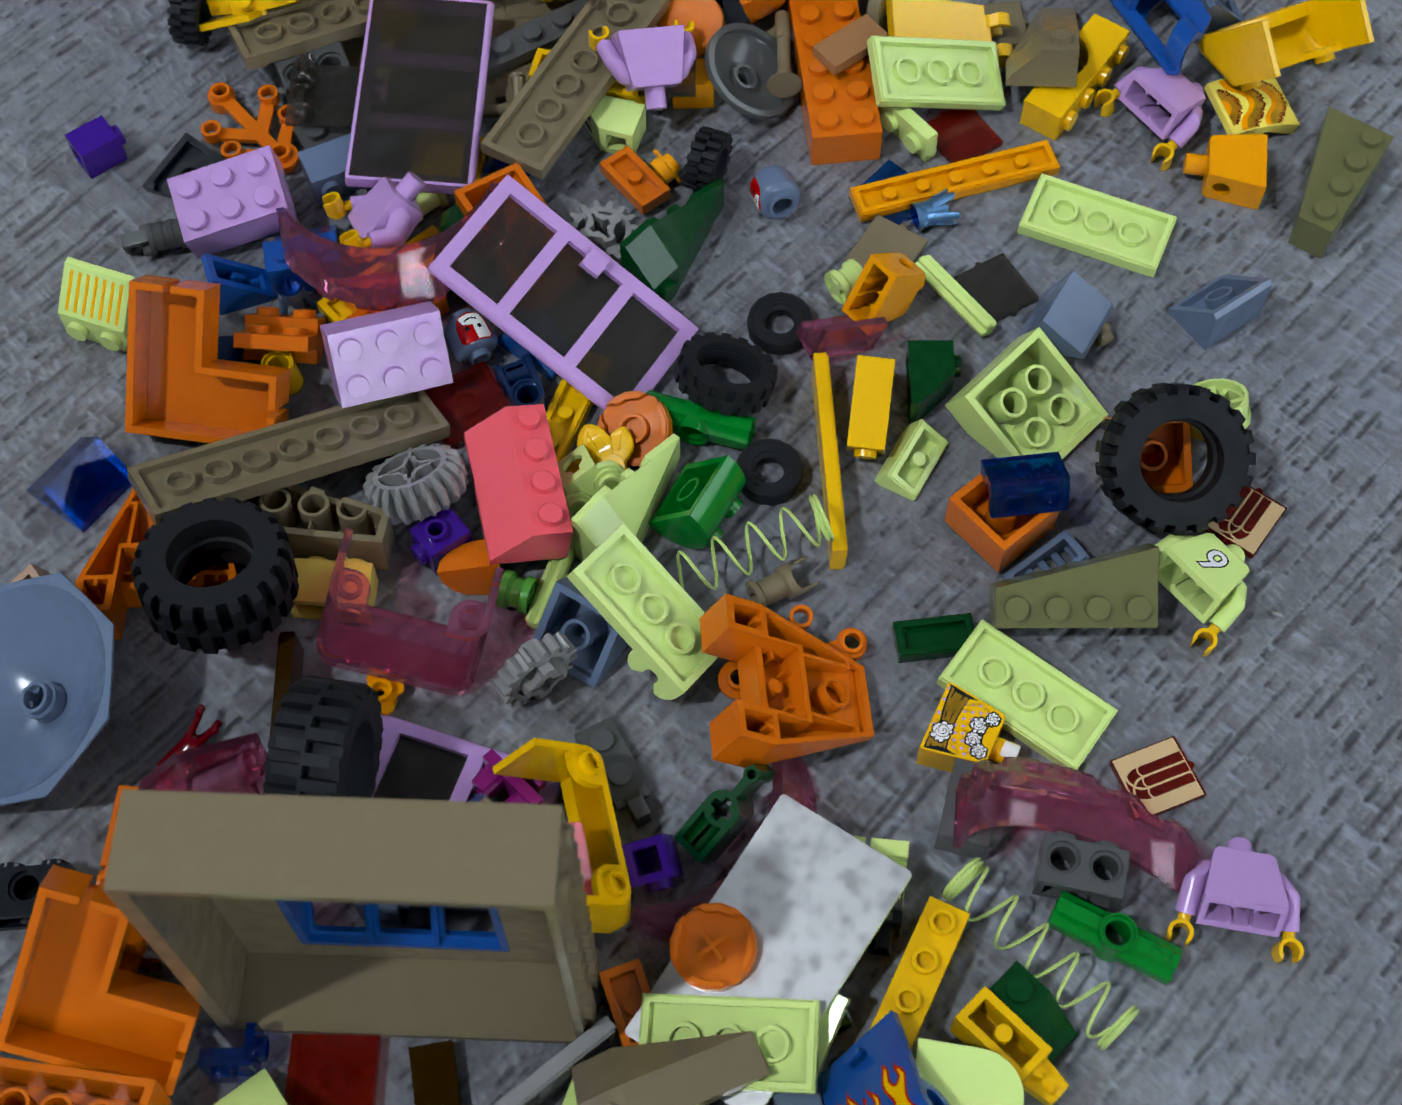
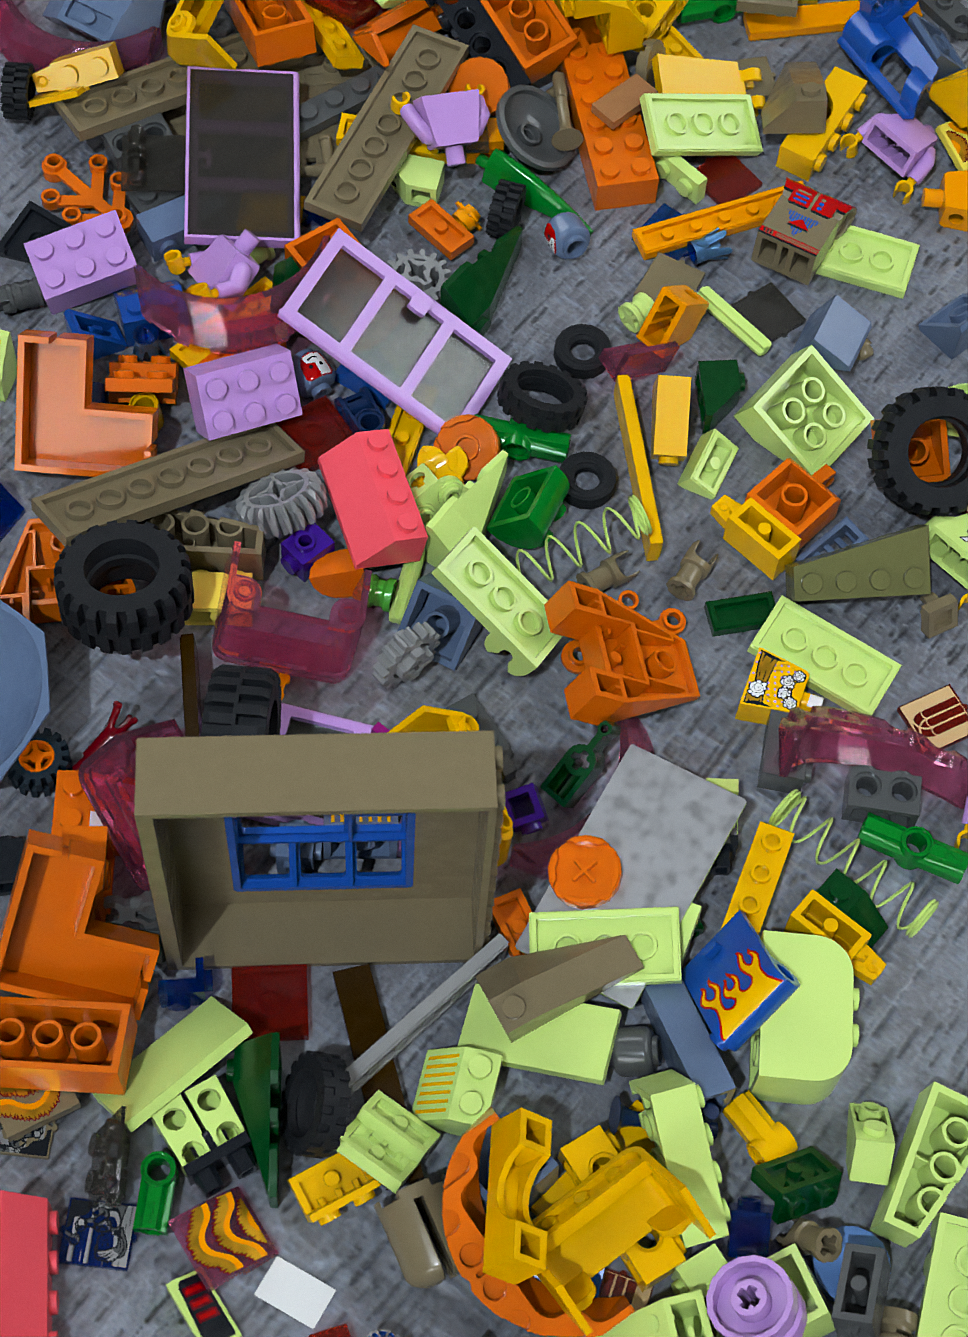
camera: 10 degrees left, 0 degrees up
(88, 775) = (42, 748): none -> black wheel
(746, 142) = (538, 193): none -> green piece
(877, 588) = (689, 575): none -> dark tan piece
(958, 546) = (756, 534): none -> yellow hinge
(1026, 484) = (812, 478): clear blue bracket -> none
(1039, 196) = (801, 231): none -> dark tan piece
(1166, 651) = (938, 614): none -> dark tan tile

